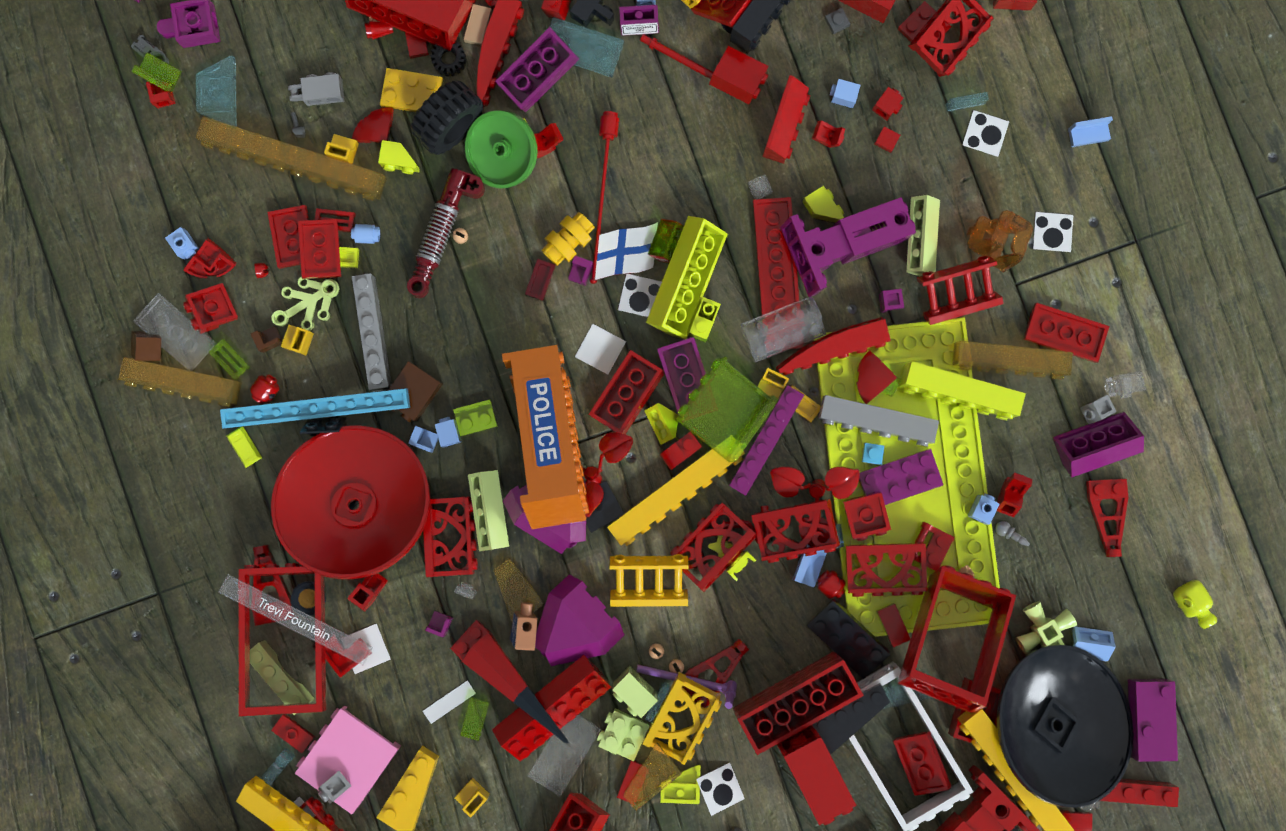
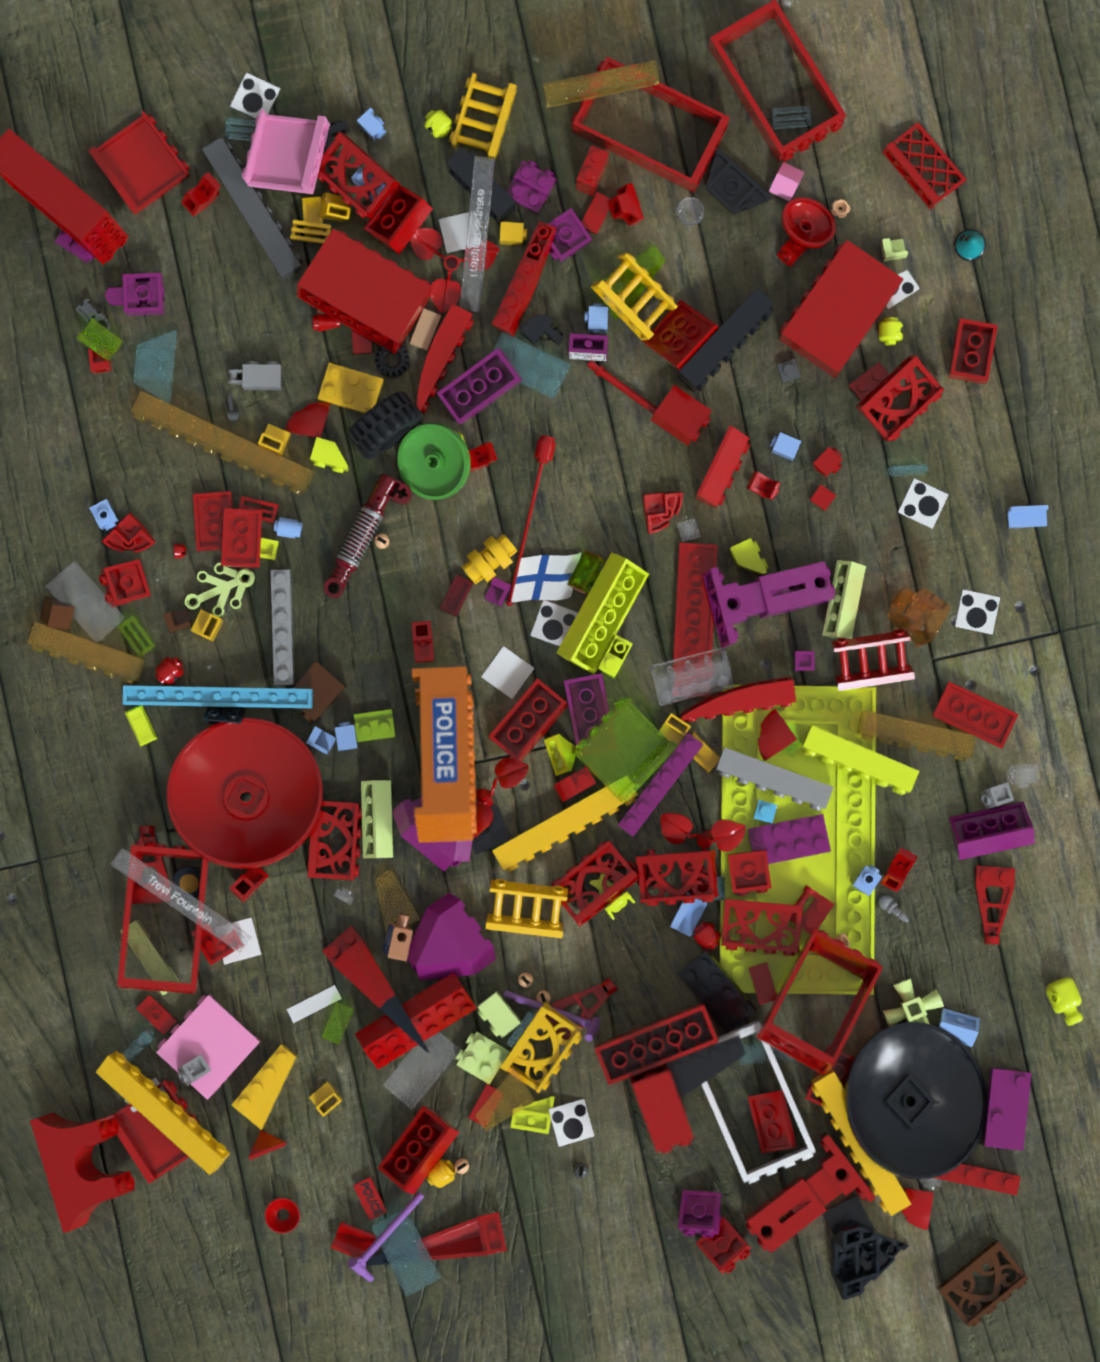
camera: 10 degrees right, 0 degrees up
(439, 624) = (314, 925): magenta panel -> none
(512, 328) = (423, 641): none -> red brick
(729, 170) = (660, 508): none -> red brick

